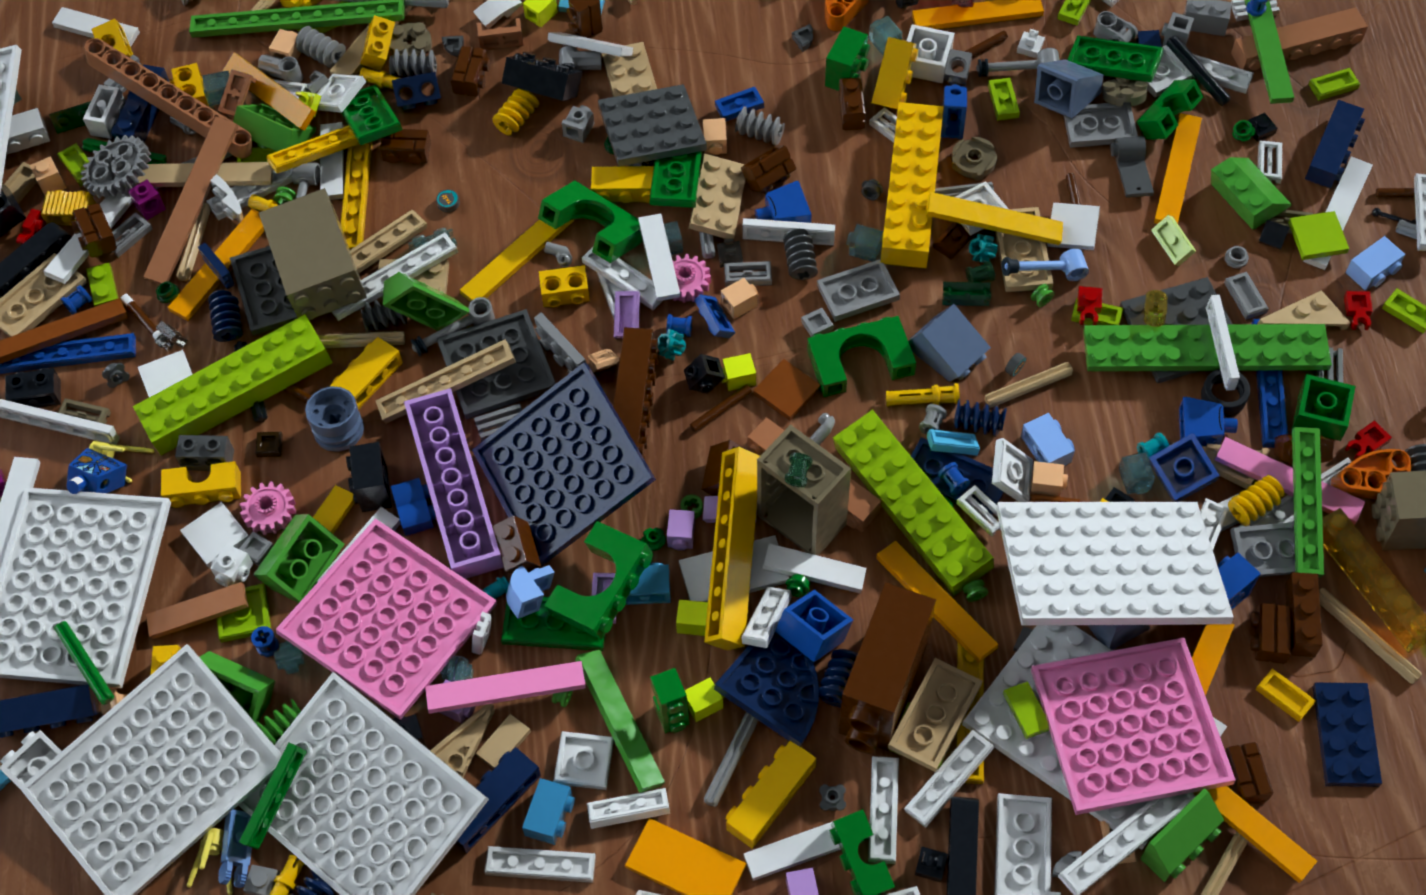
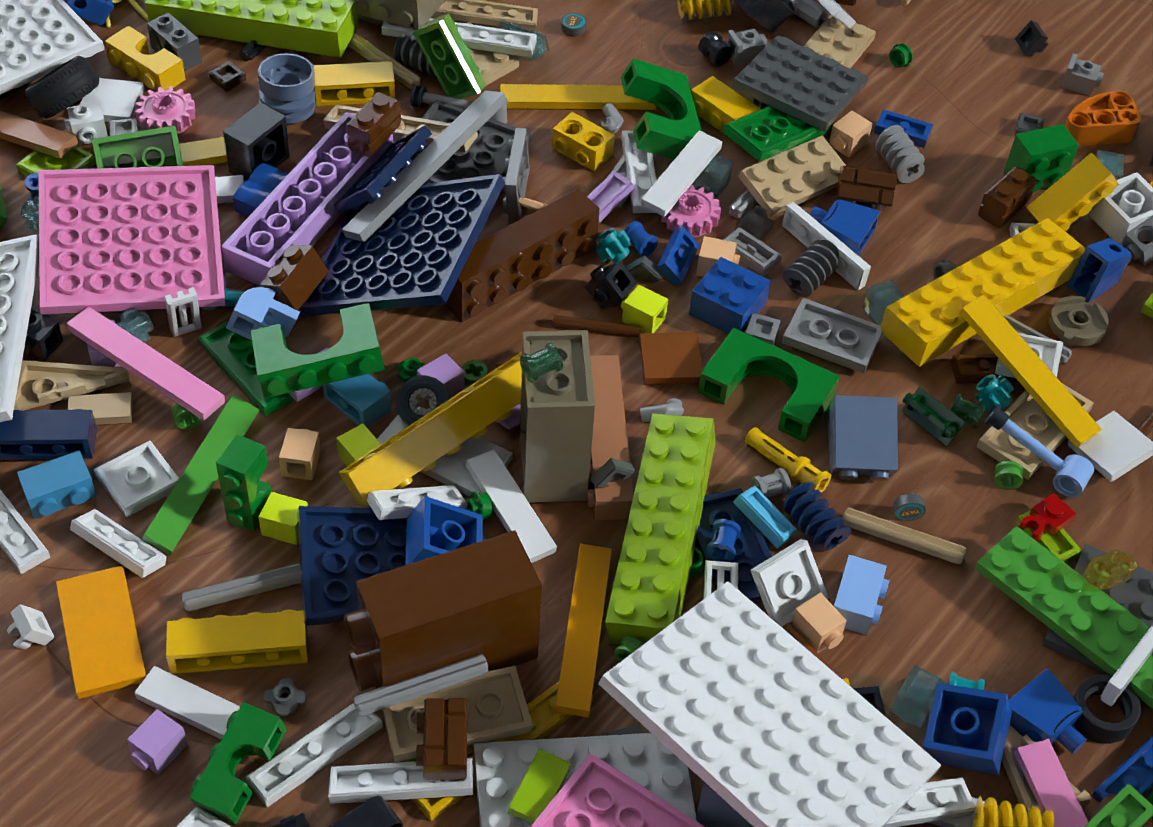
camera: 40 degrees right, 10 degrees down
(186, 556) = (62, 87): none -> black tyre
(443, 395) = (373, 124): none -> reddish brown brick
(483, 422) = (383, 170): none -> dark blue plate
(509, 395) = (424, 165): none -> light grey tile
(563, 142) = (715, 48): none -> black wheel
(660, 652) = (299, 453): none -> light nougat brick
(678, 48) = (900, 55): none -> green plate
(686, 561) = (419, 387): none -> black bush
(705, 344) = (644, 269): none -> dark grey tile
(777, 318) = (729, 296): none -> blue brick
(857, 491) = (611, 471): none -> dark grey tile
(905, 717) = (420, 685): none -> light grey axle
(956, 733) = (444, 739): none -> reddish brown brick

